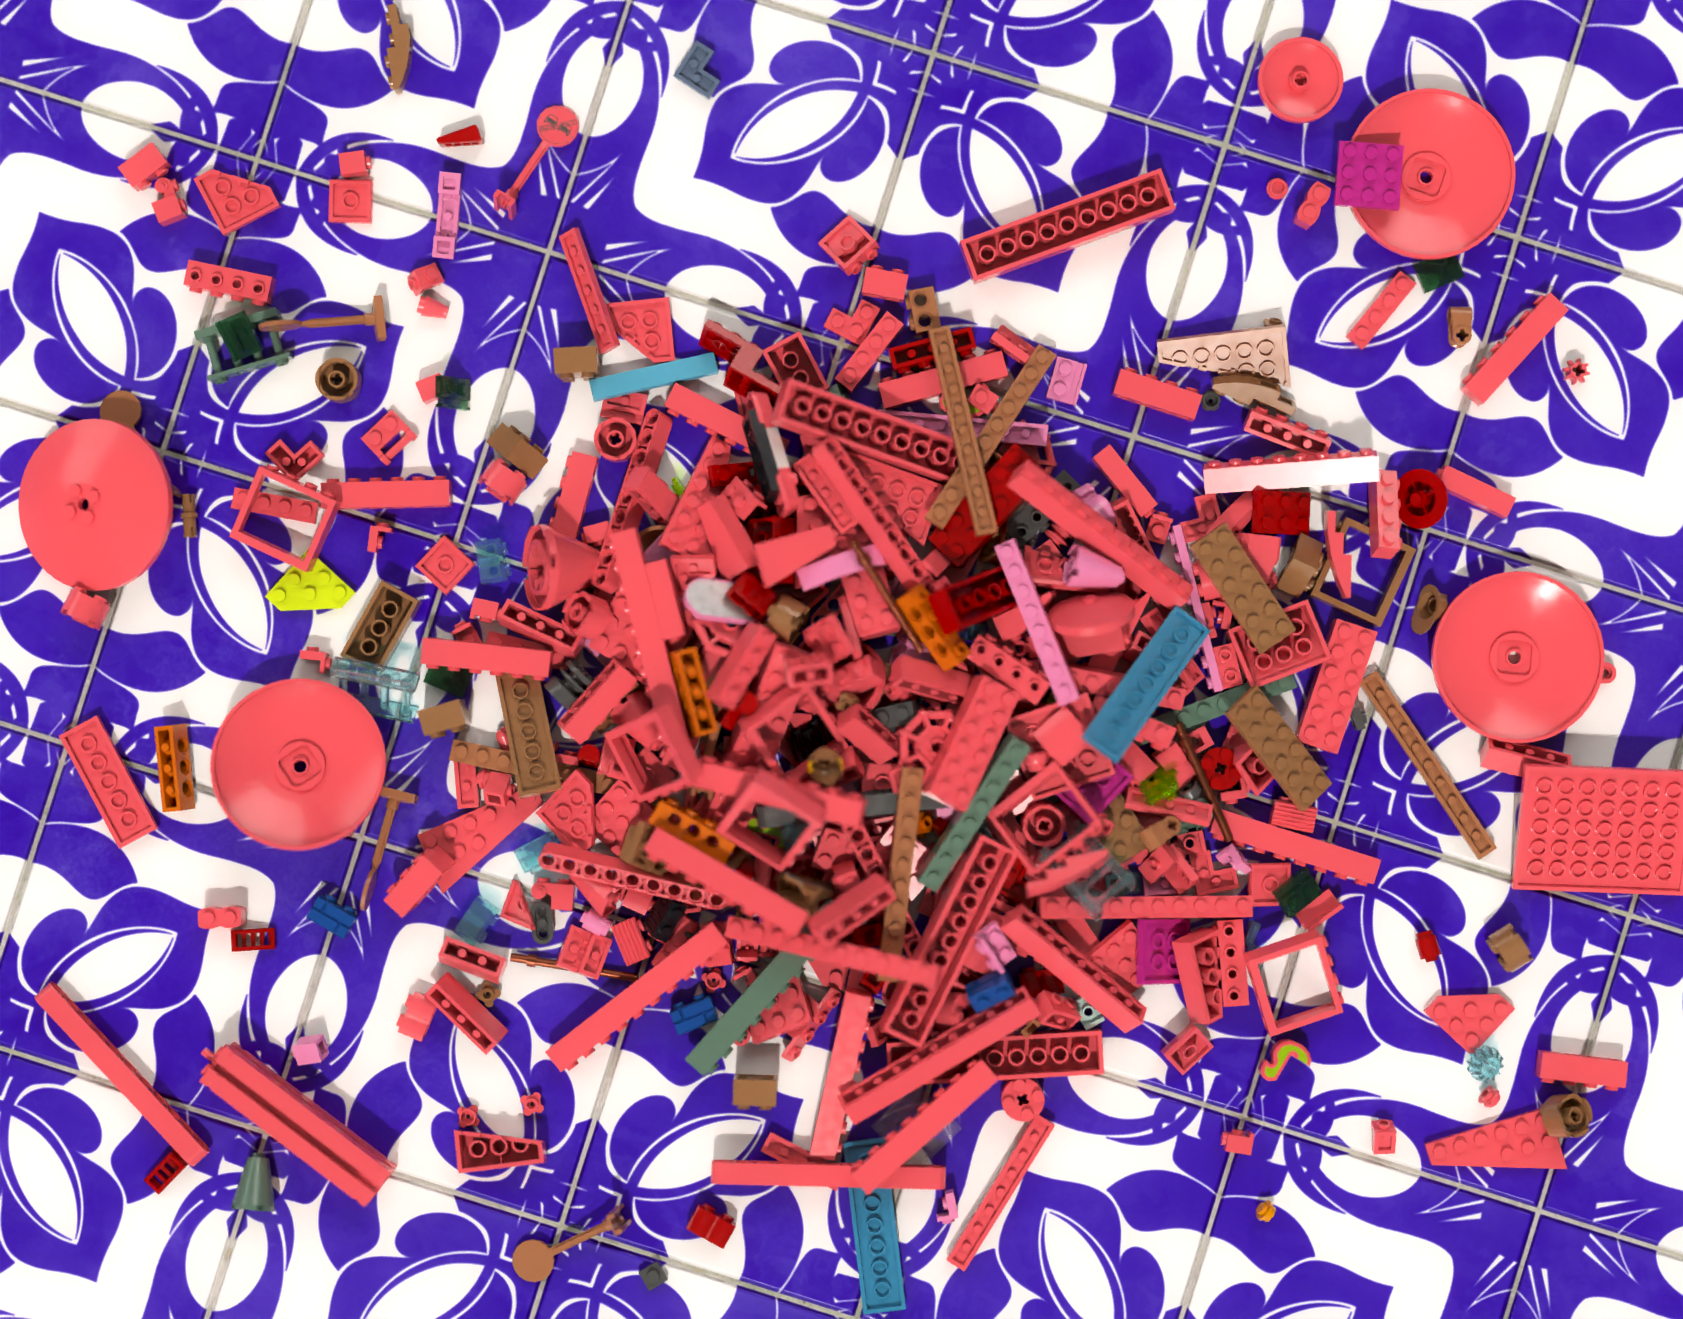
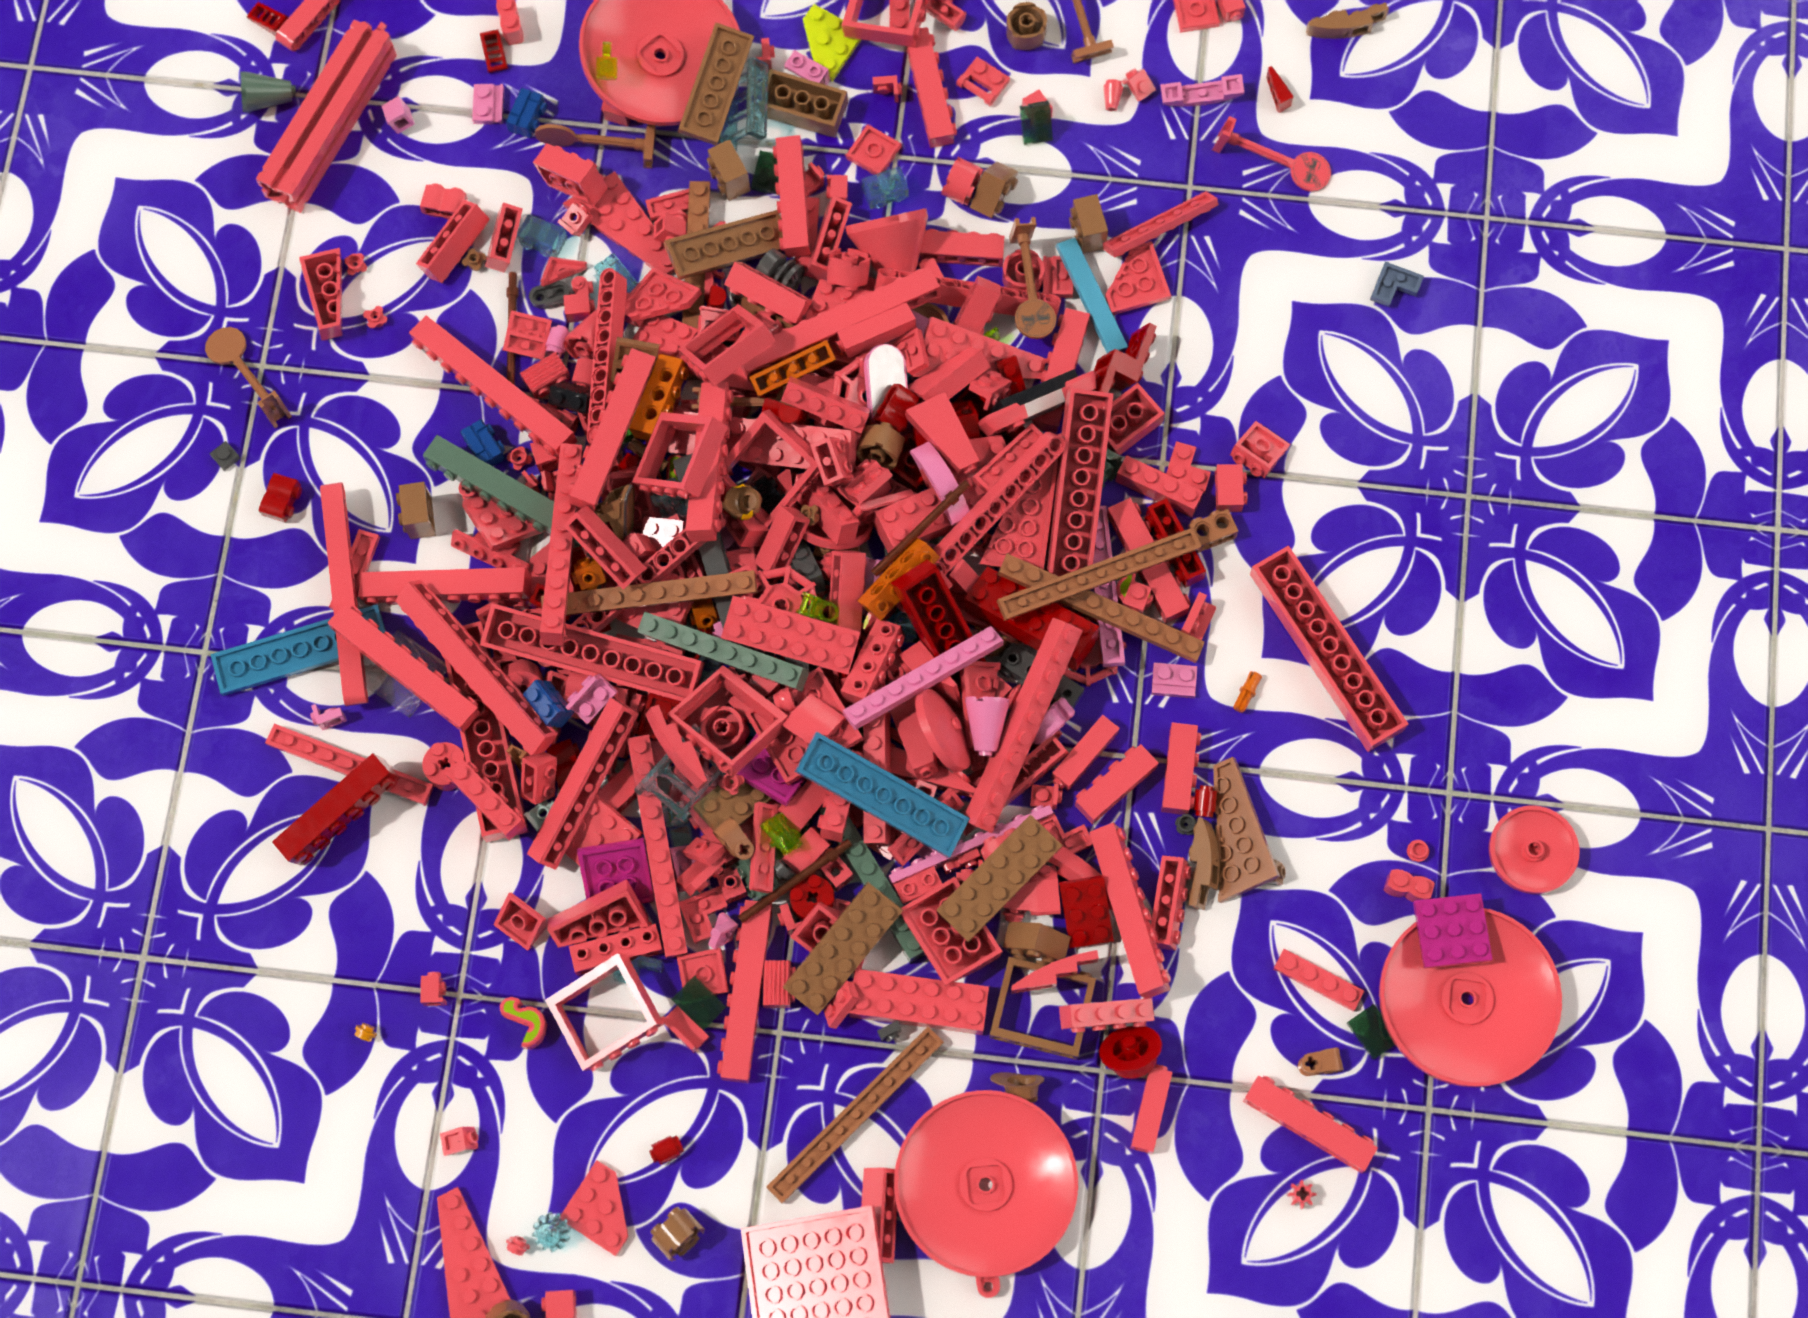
camera: 85 degrees right, 15 degrees down
(312, 954) = (488, 104): none -> bright pink plate
(314, 825) = (606, 65): none -> clear neon green plate
(344, 617) = (807, 68): none -> bright pink bracket
(351, 714) = (716, 84): none -> medium nougat plate
(472, 888) = (580, 224): none -> coral brick
(672, 437) = (1034, 316): none -> nougat piece
(868, 932) = (588, 573): none -> orange brick
(948, 712) = (816, 608): none -> clear neon green piece
(1054, 1214) = (336, 810): none -> red brick
(1073, 1064) = (491, 805): none -> coral brick
(1092, 313) = (1247, 691): none -> orange axle
(1161, 458) = (1116, 784): none -> coral brick
(1194, 377) = (1205, 801): none -> red brick
(1327, 759) = (841, 1004): none -> coral plate

